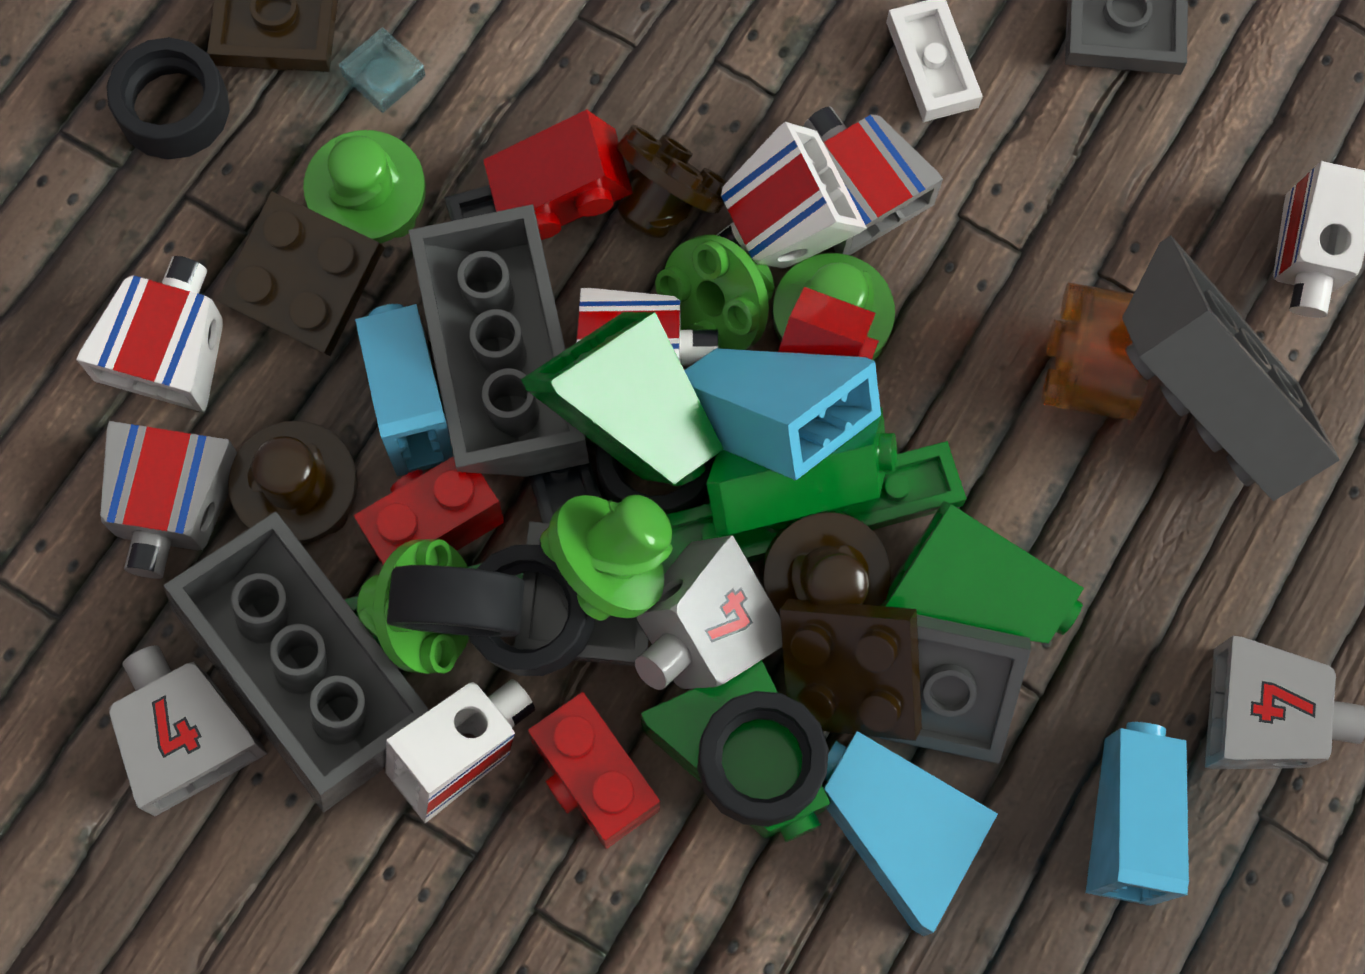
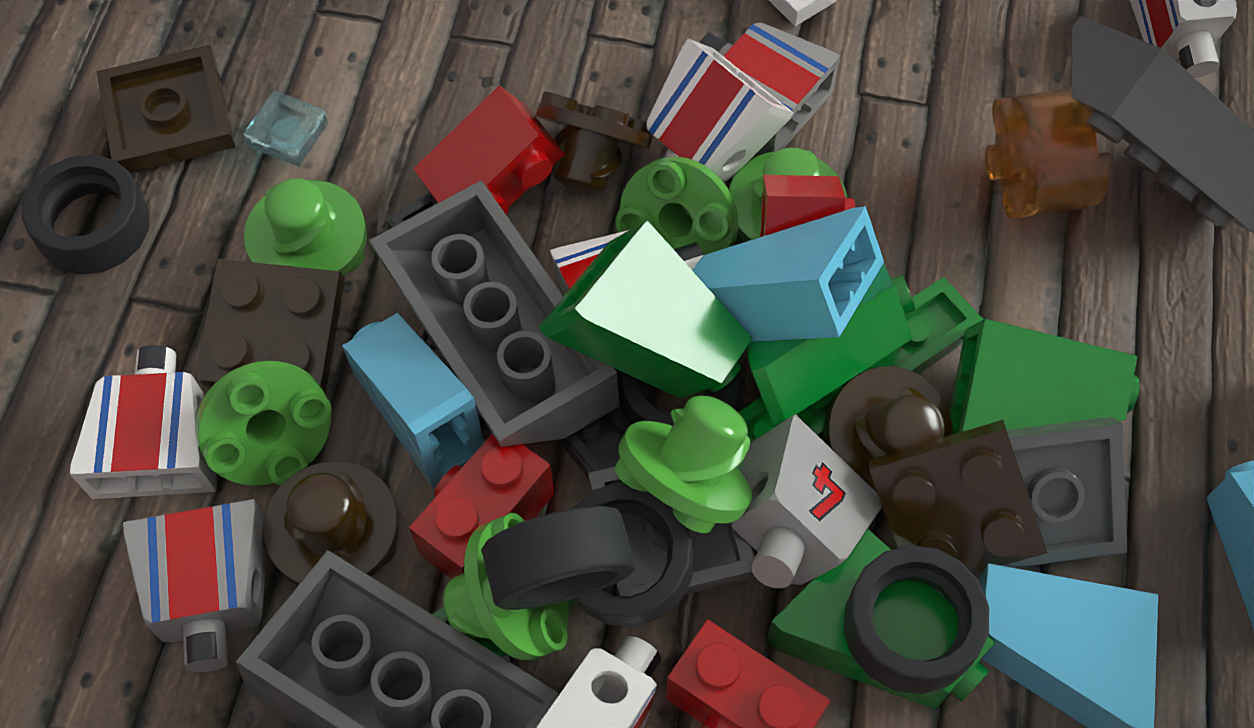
camera: 15 degrees left, 10 degrees down
(260, 369) = (262, 423): none -> bright green plate

